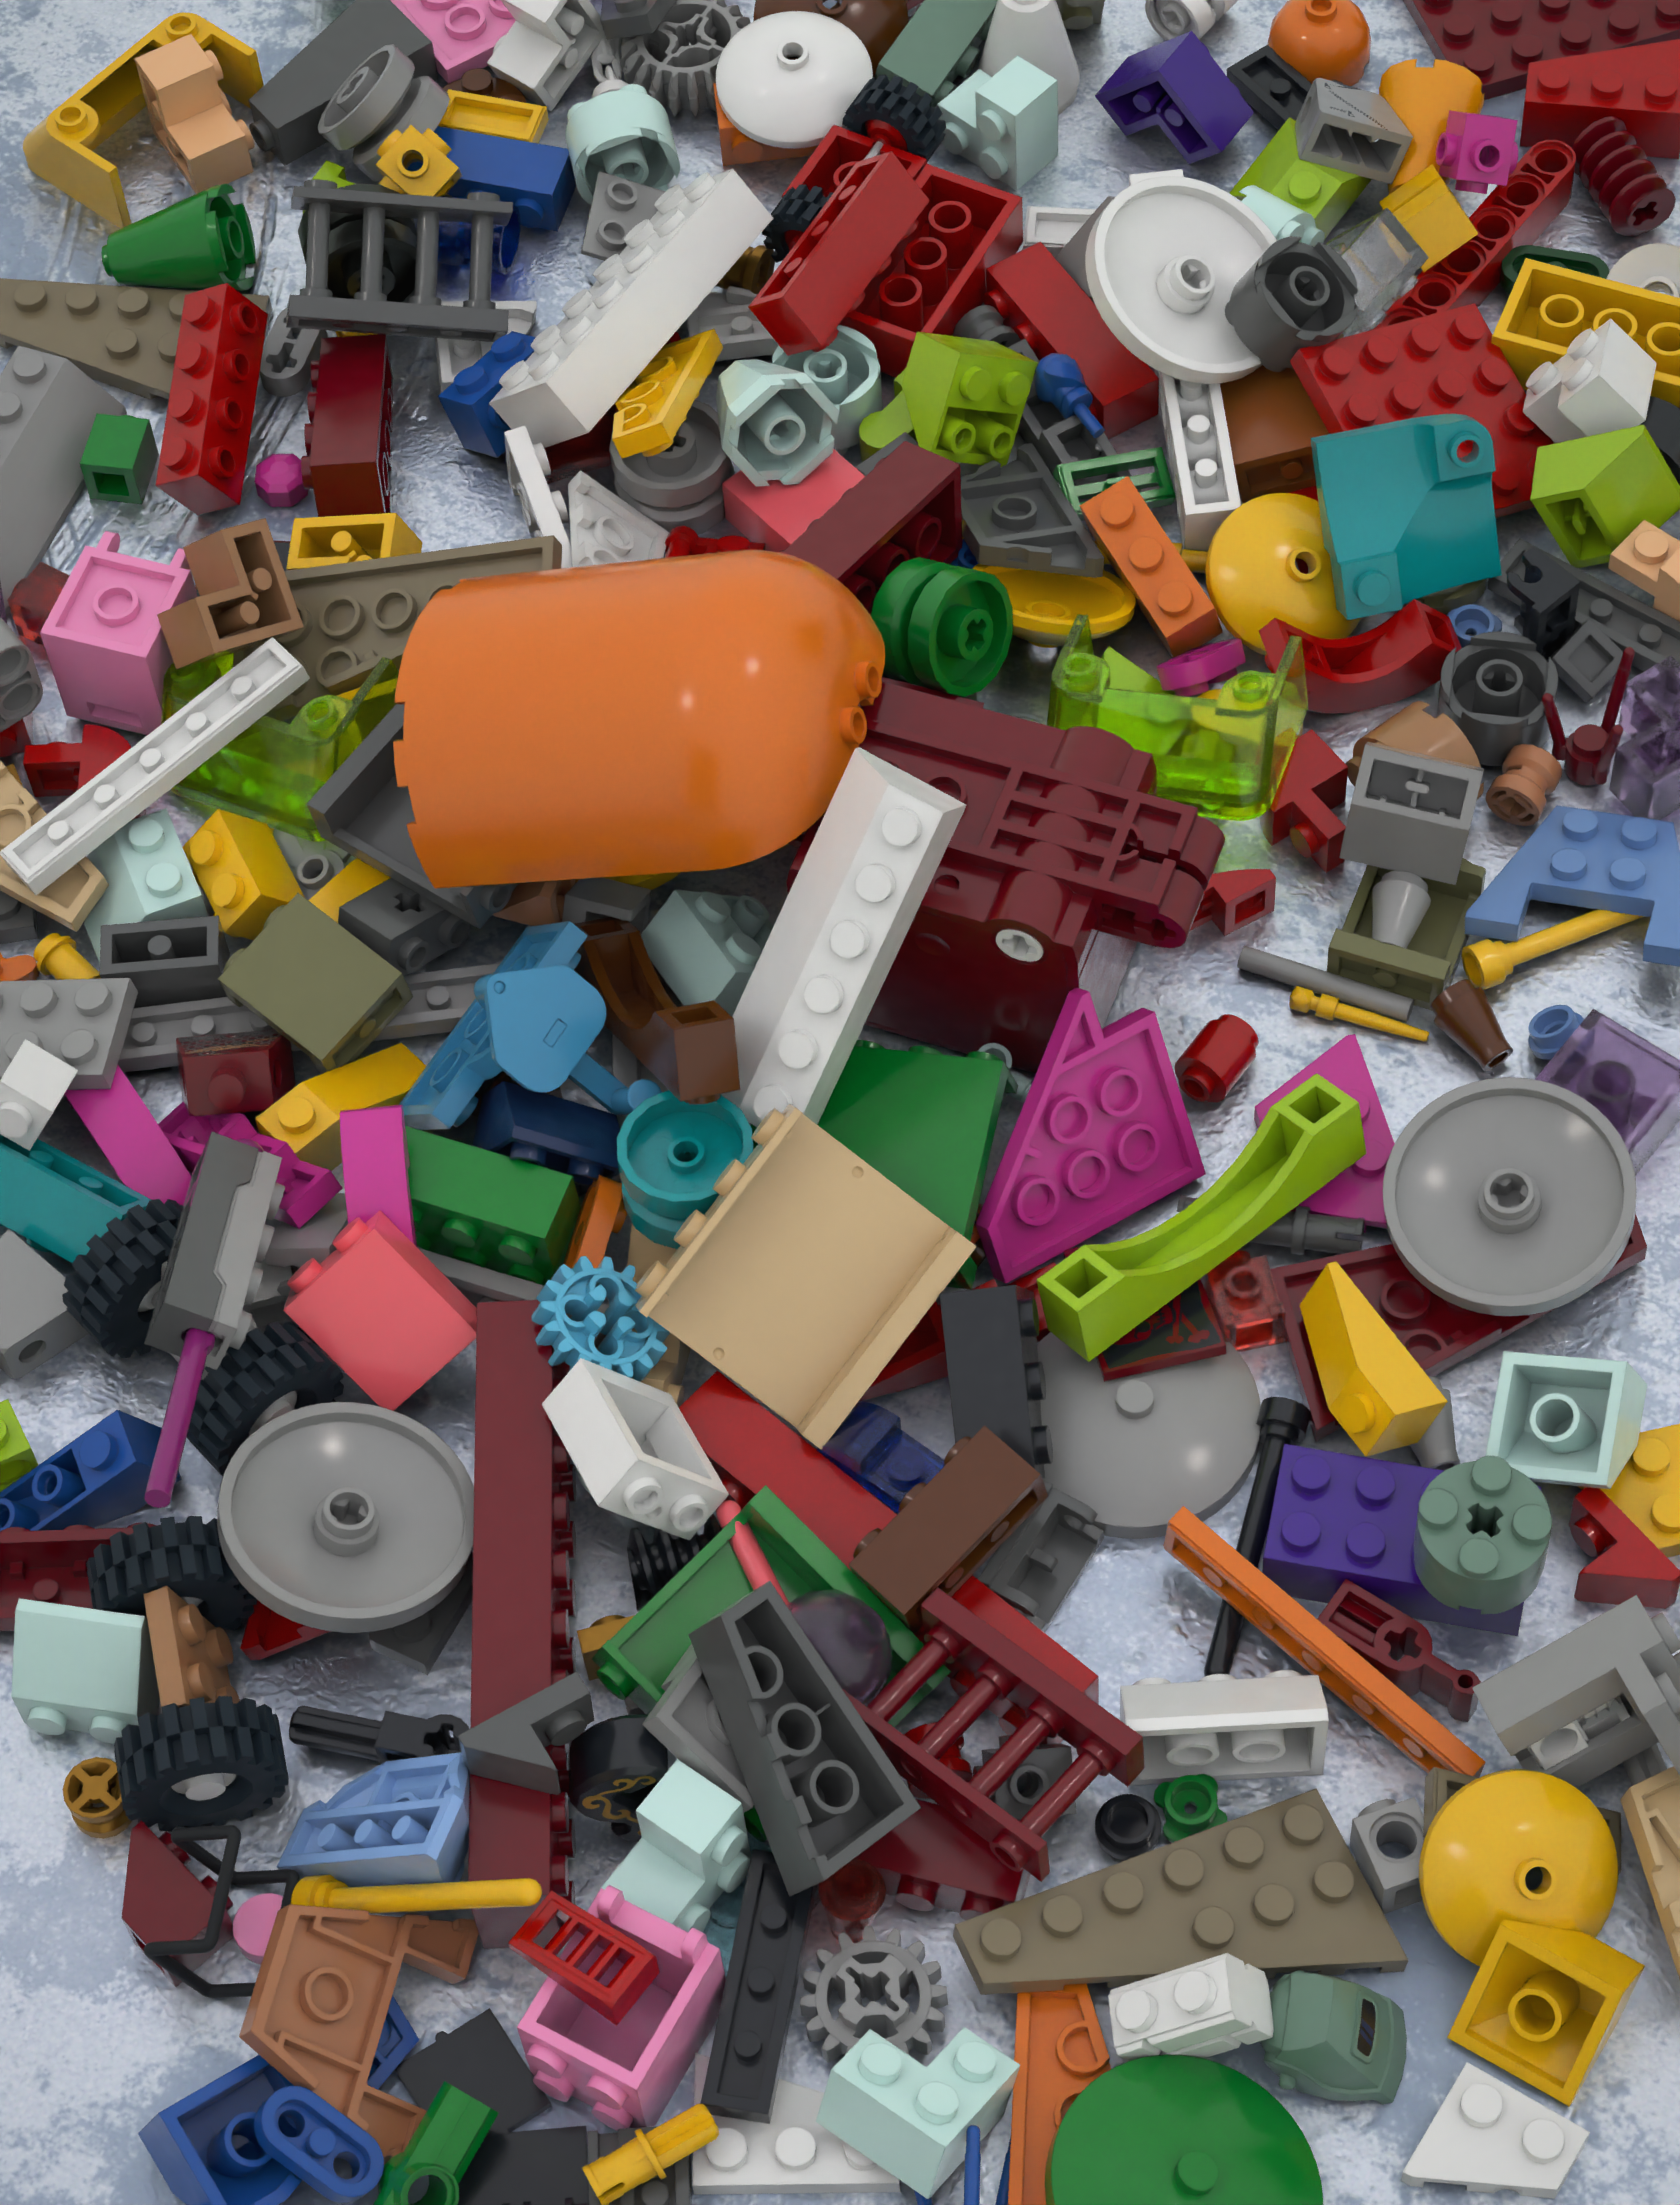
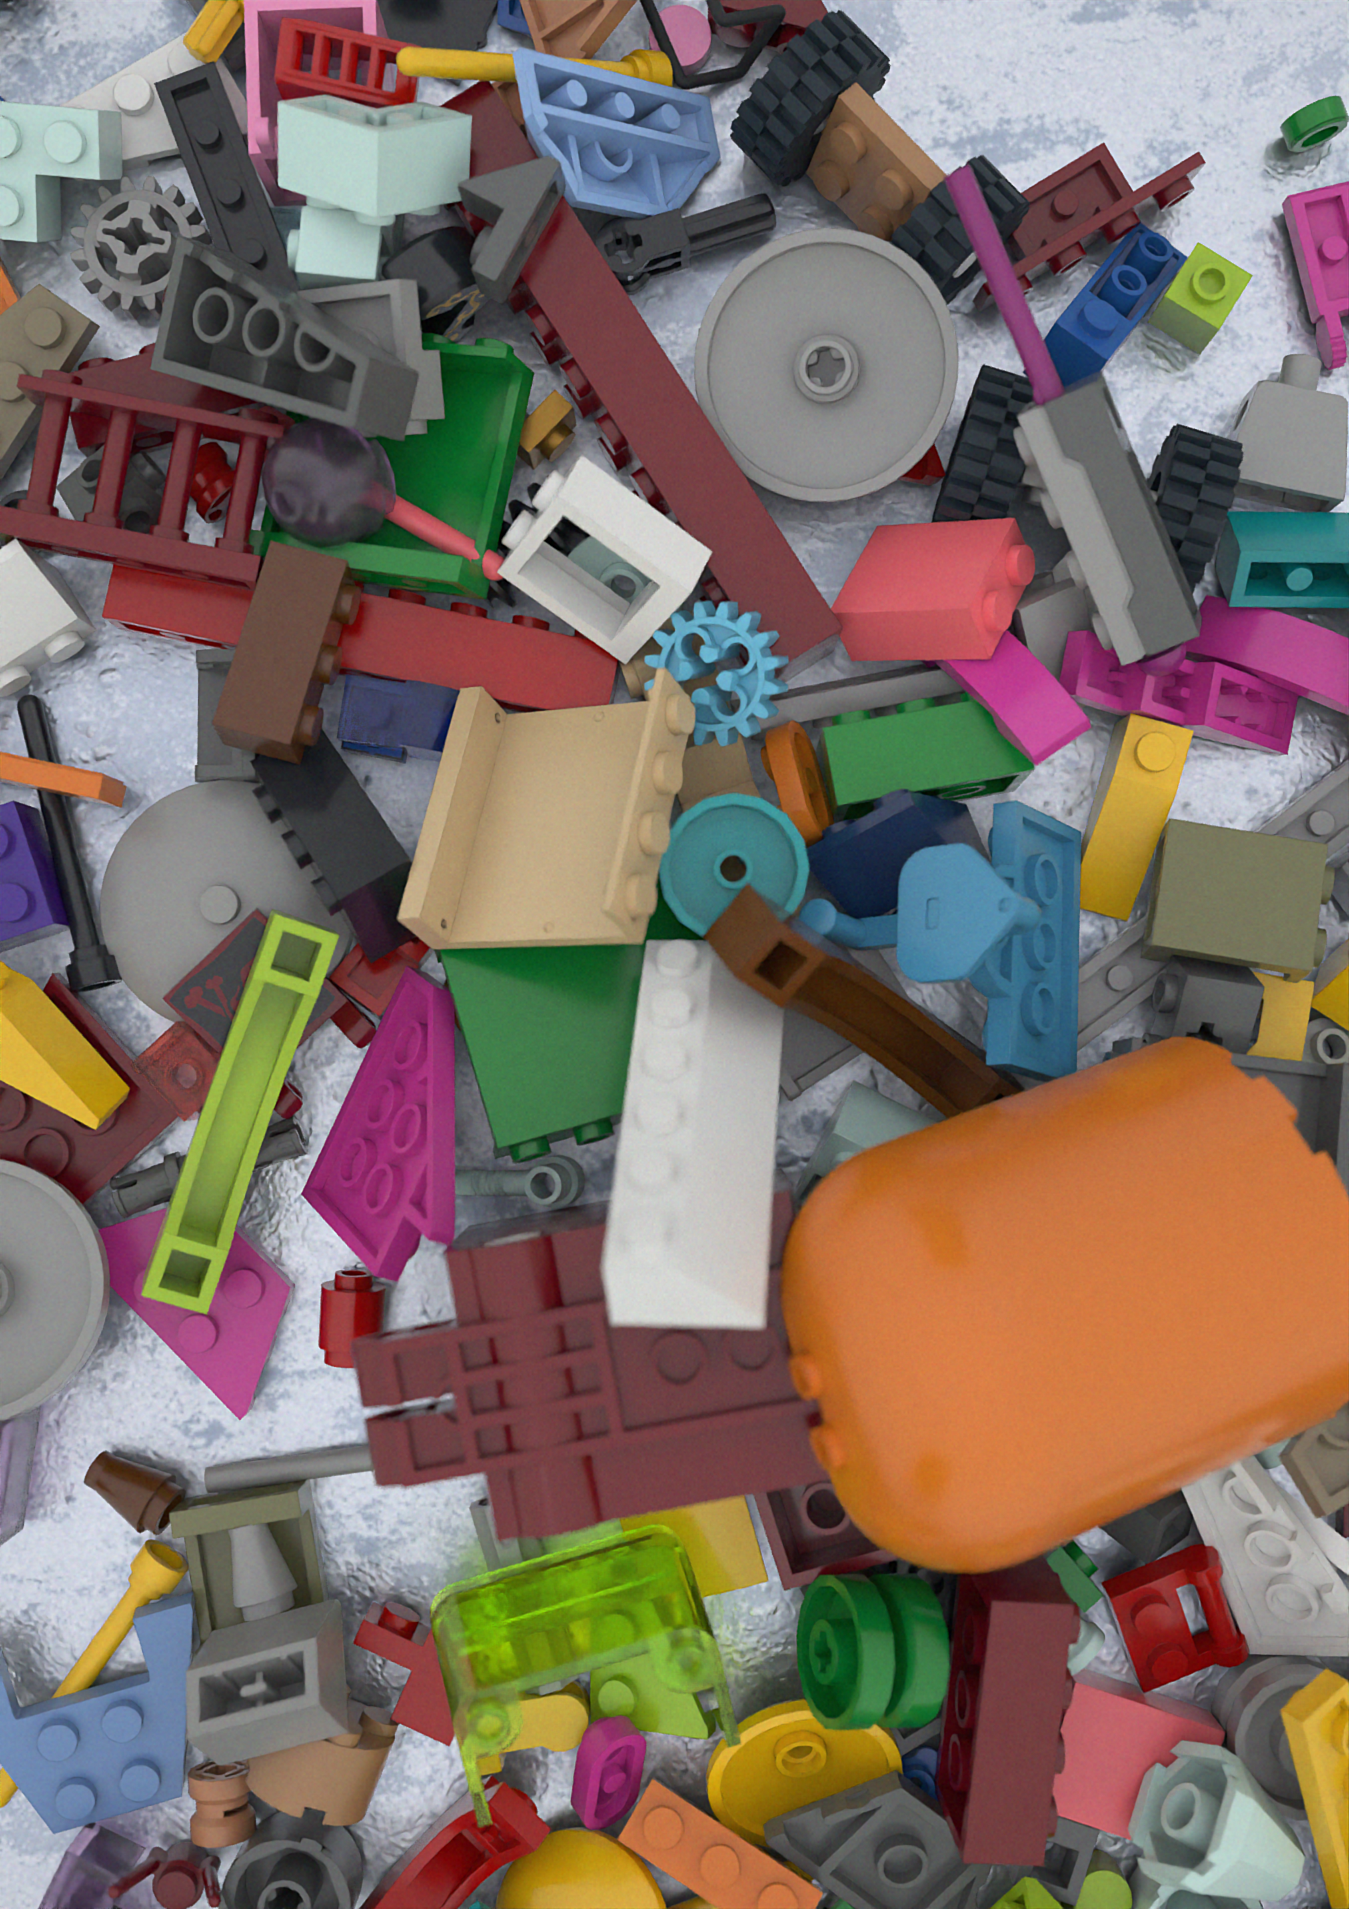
camera: 150 degrees right, 30 degrees up
(81, 1669) = (991, 119): light aqua slope -> none
(90, 1783) = (904, 47): pearl gold wheel -> none
(234, 1071) = (1252, 770): dark red torso -> none
(622, 1841) = (371, 157): none -> light aqua brick
(1236, 899) = (433, 1508): red slope -> none
(1330, 1008) = (283, 1443): yellow piece -> none
(1552, 1029) = (62, 1536): medium blue plate -> none

